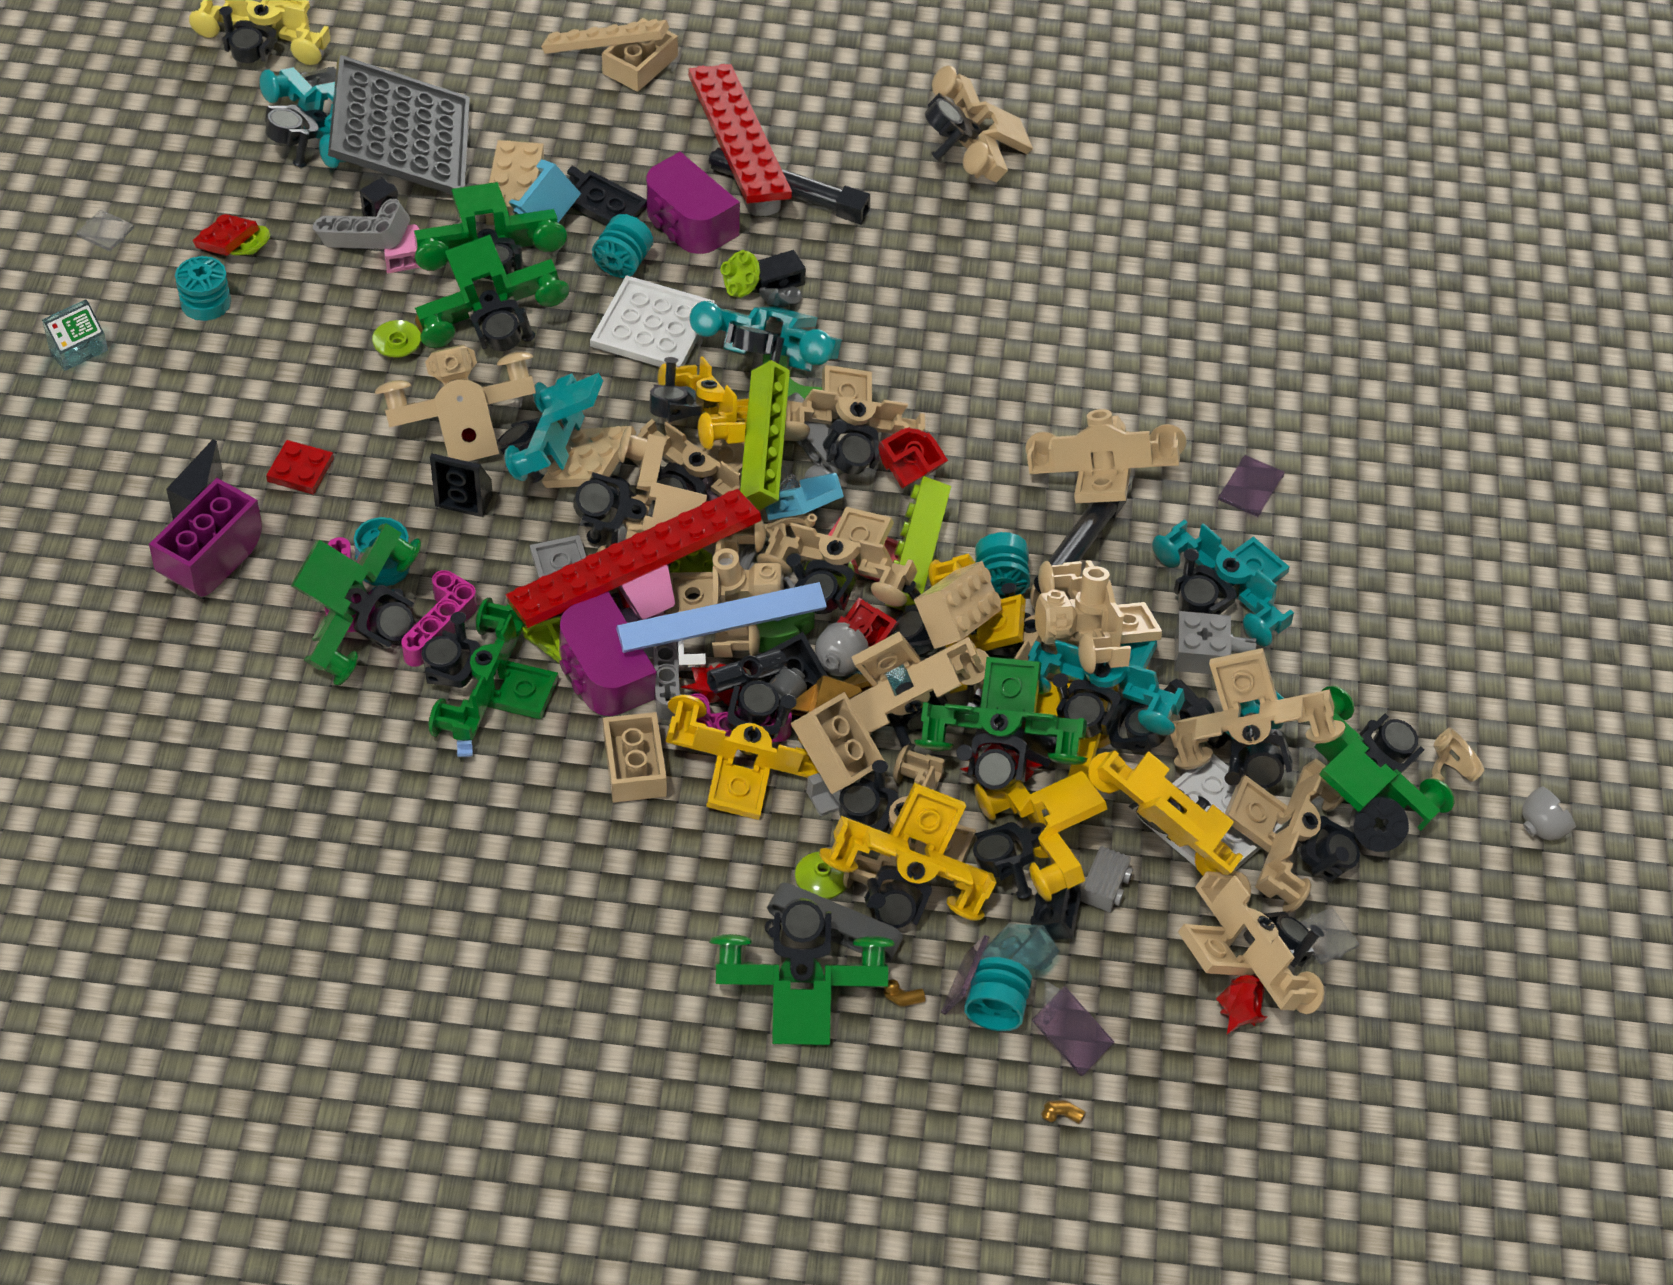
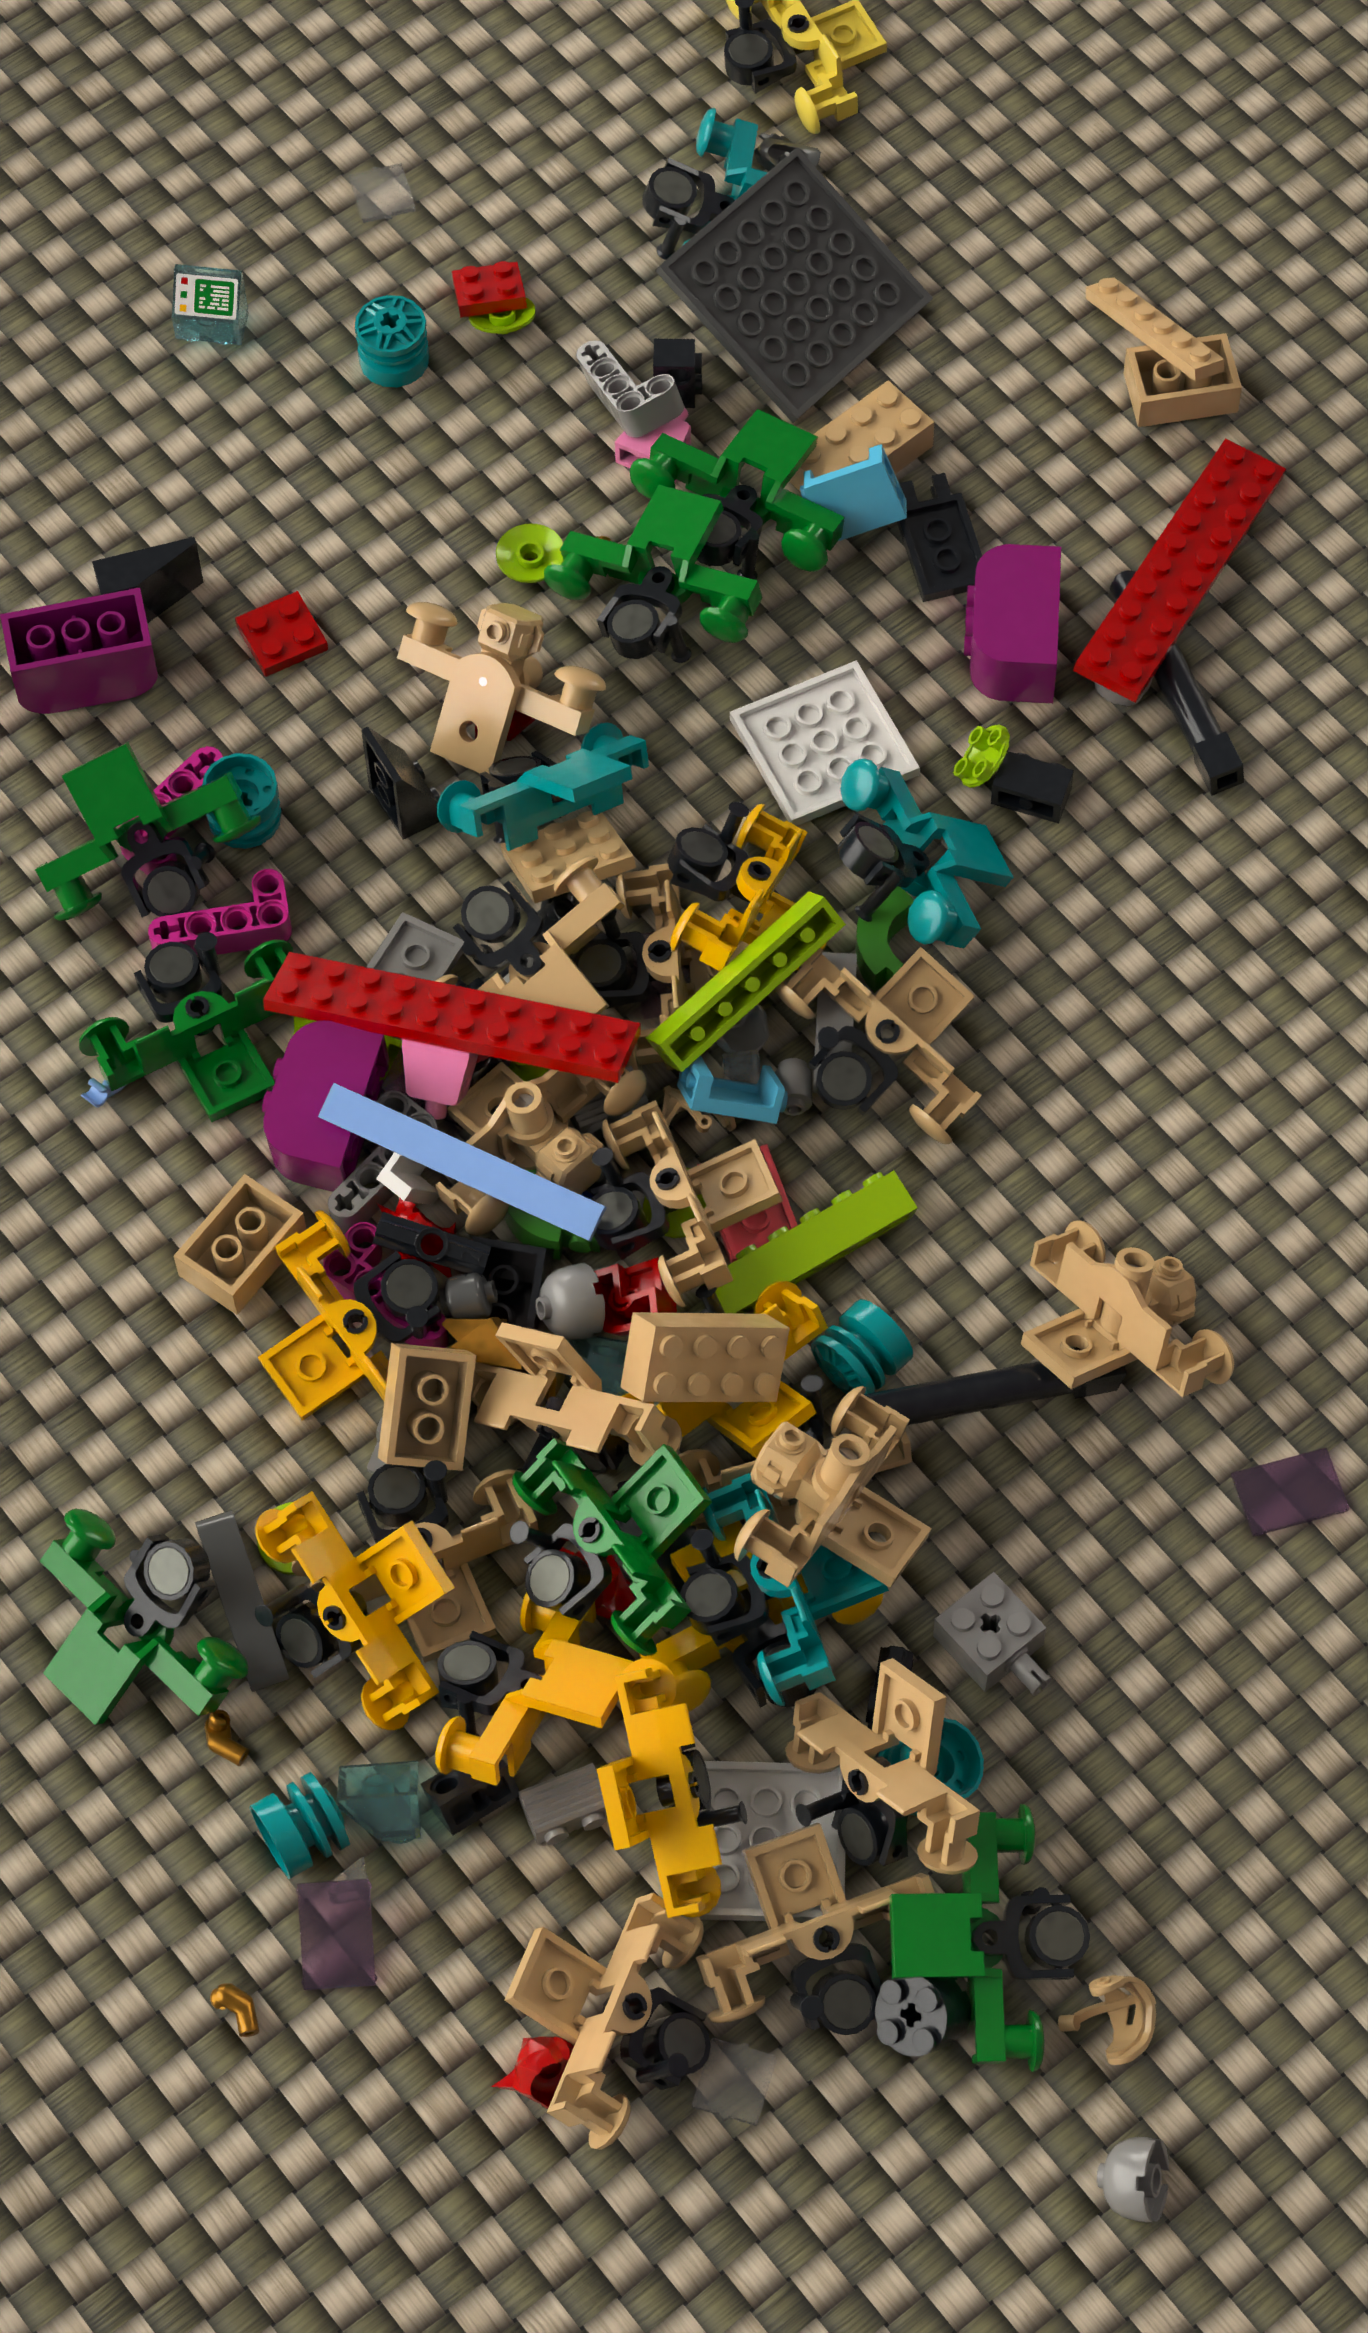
camera: 50 degrees right, 10 degrees up
(622, 246) = (883, 620): teal wheel -> none
(781, 297) = (1003, 819): dark grey hat -> none
(911, 455) = (900, 1134): red brick -> none
(964, 975) = (293, 1774): piece -> none
(1219, 570) = (1165, 1588): teal piece -> none

